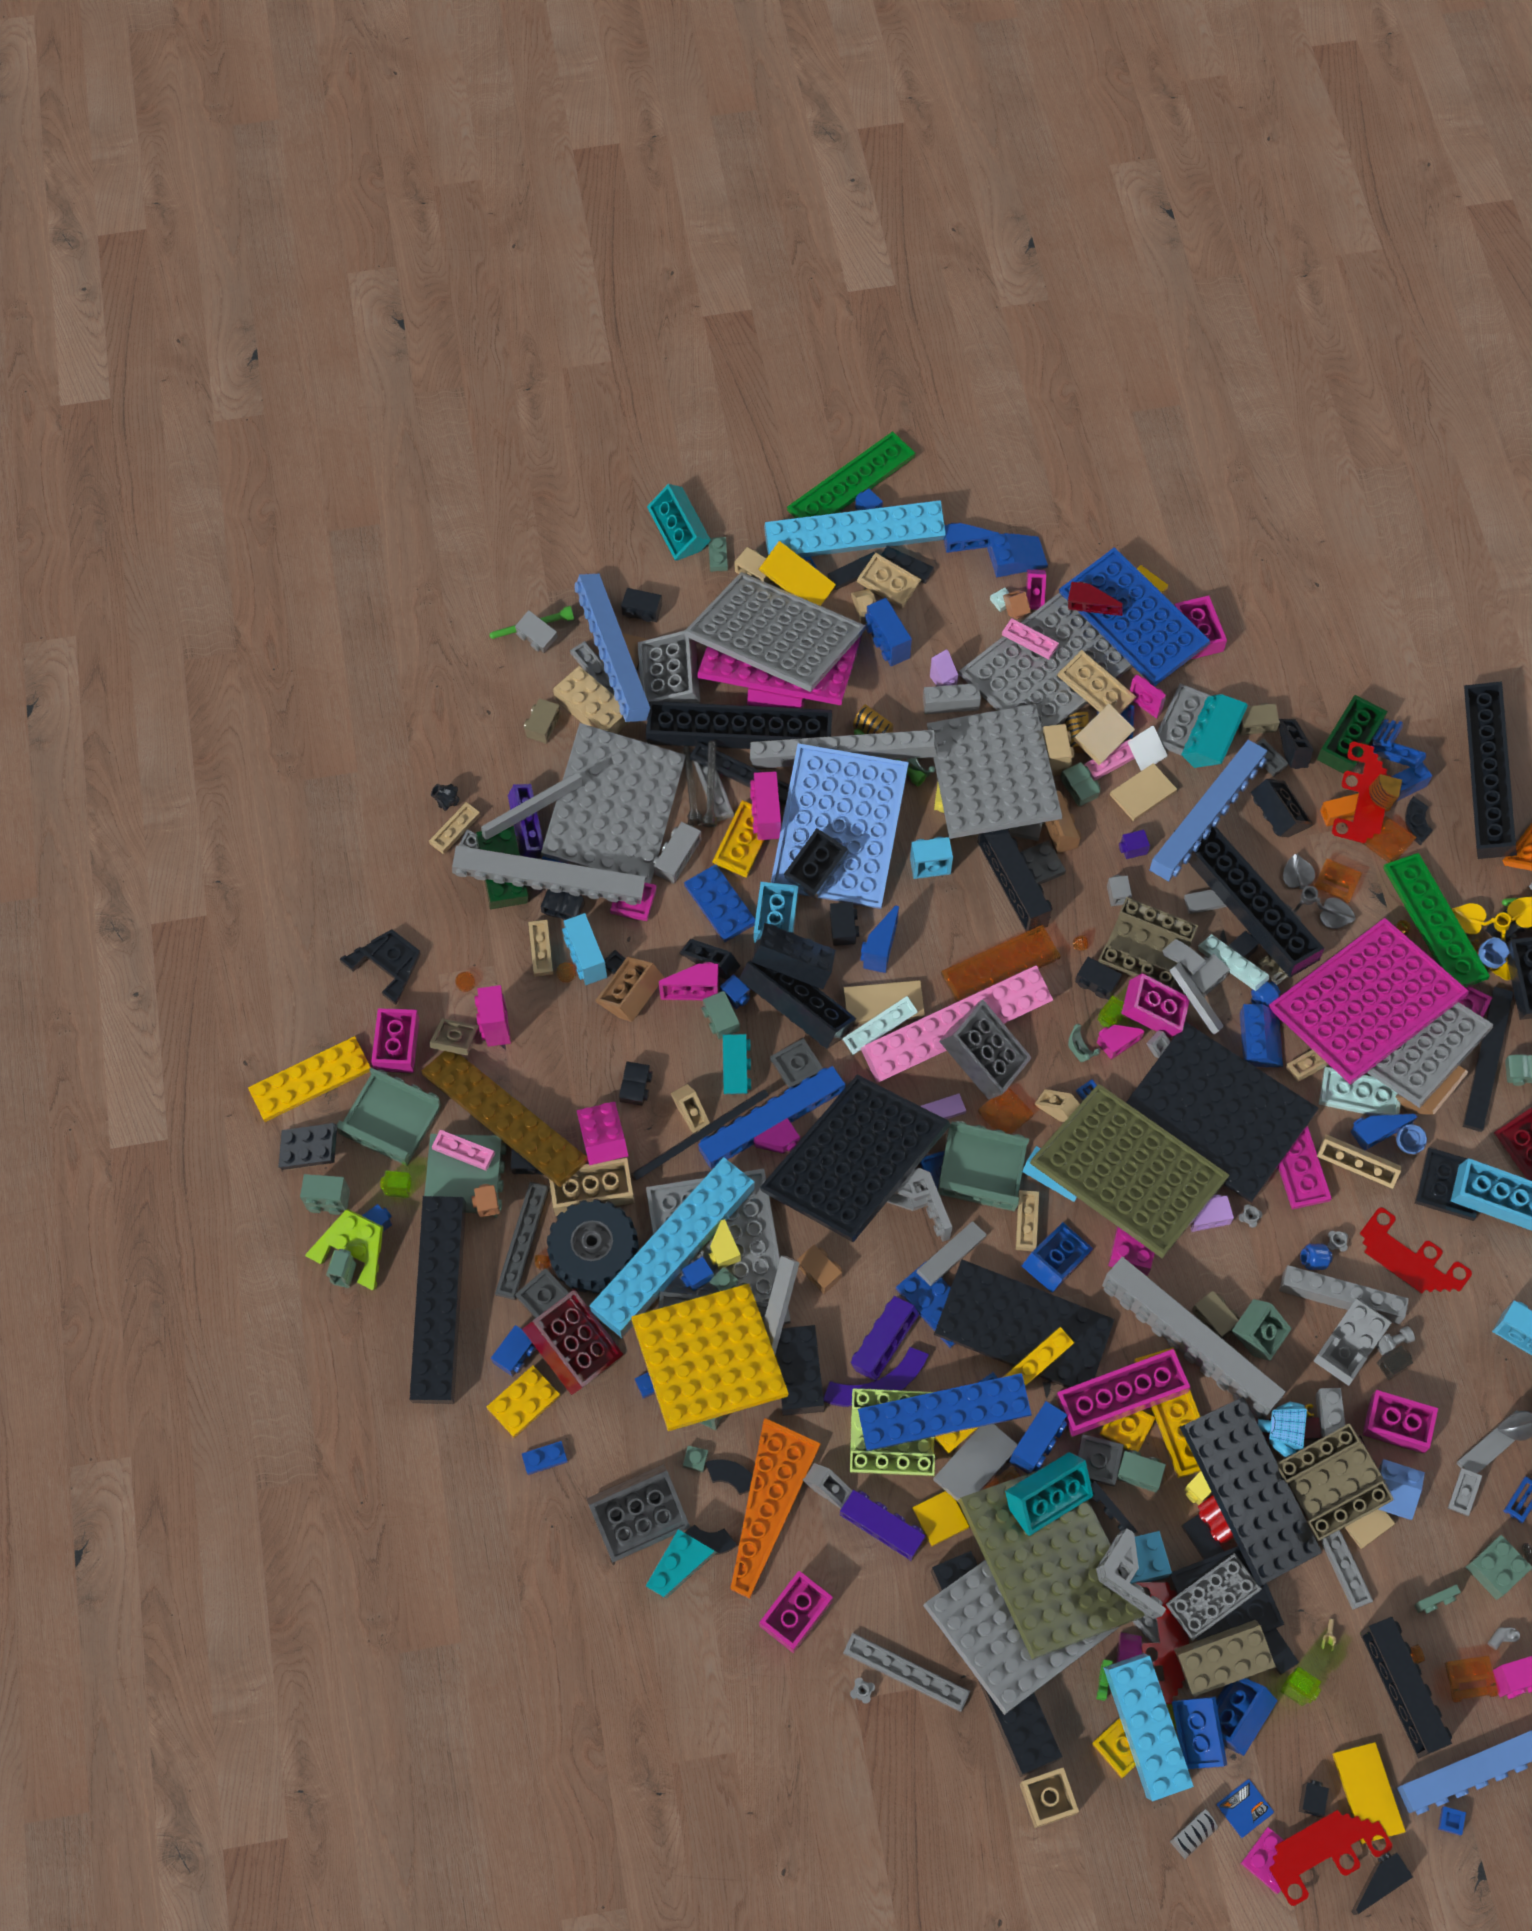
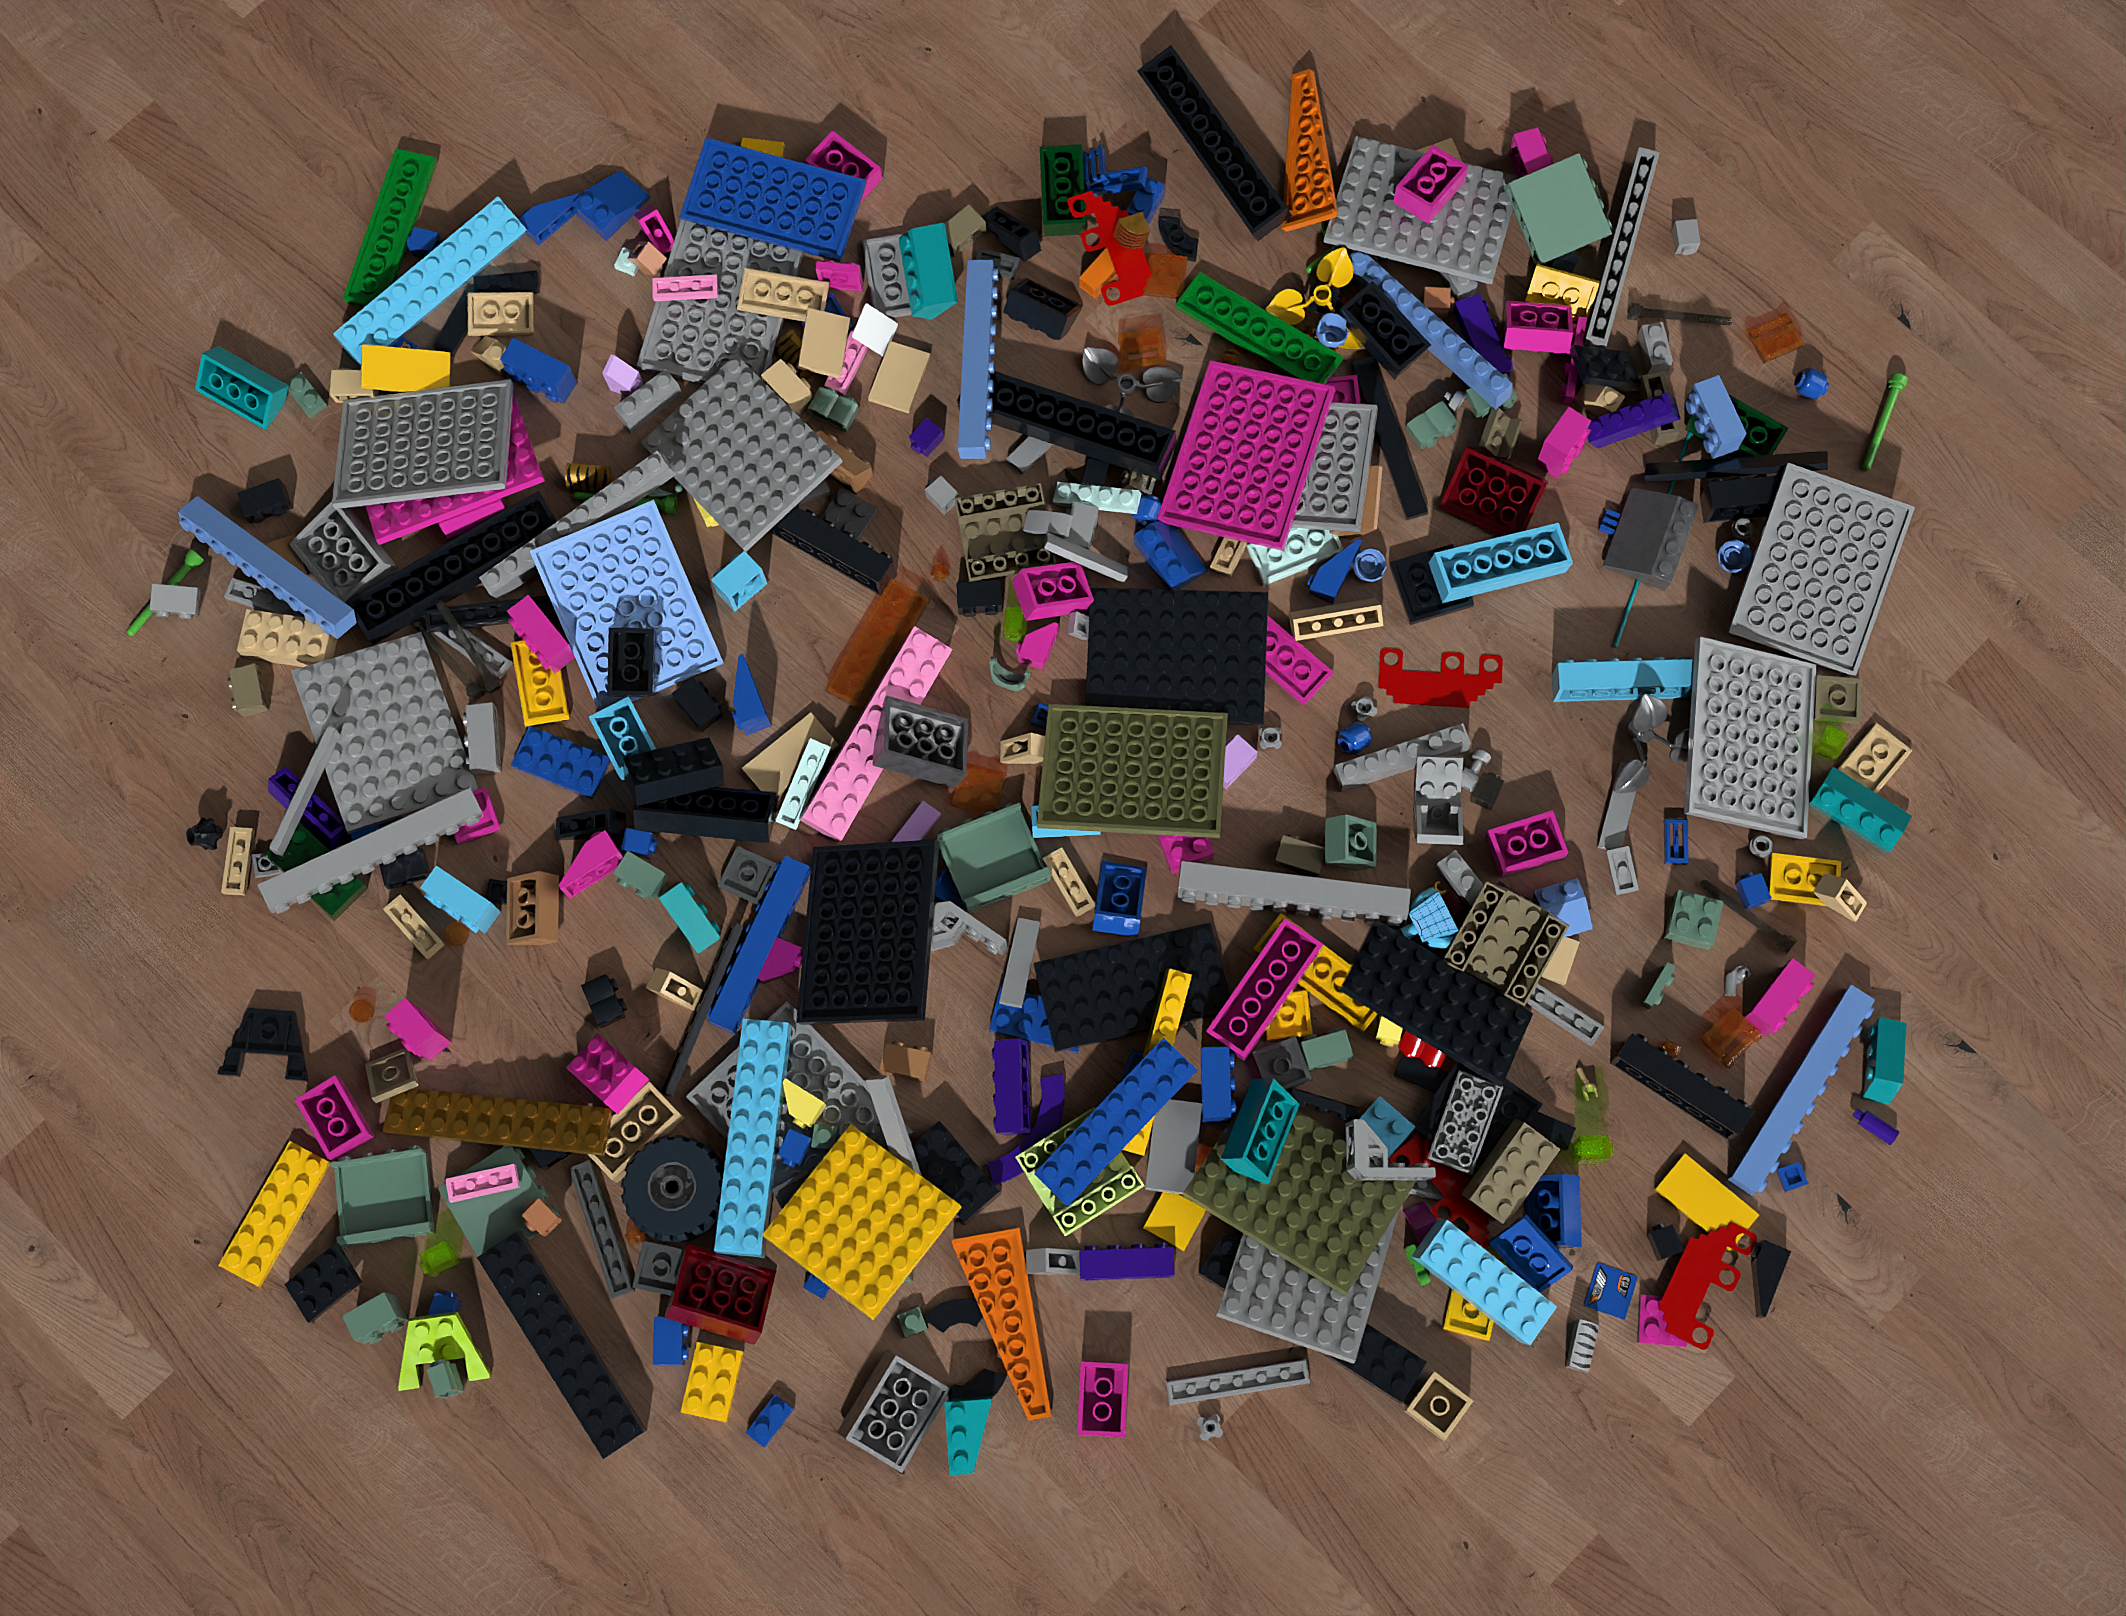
camera: 30 degrees left, 10 degrees up
(1090, 599) = (716, 210): dark red slope -> none

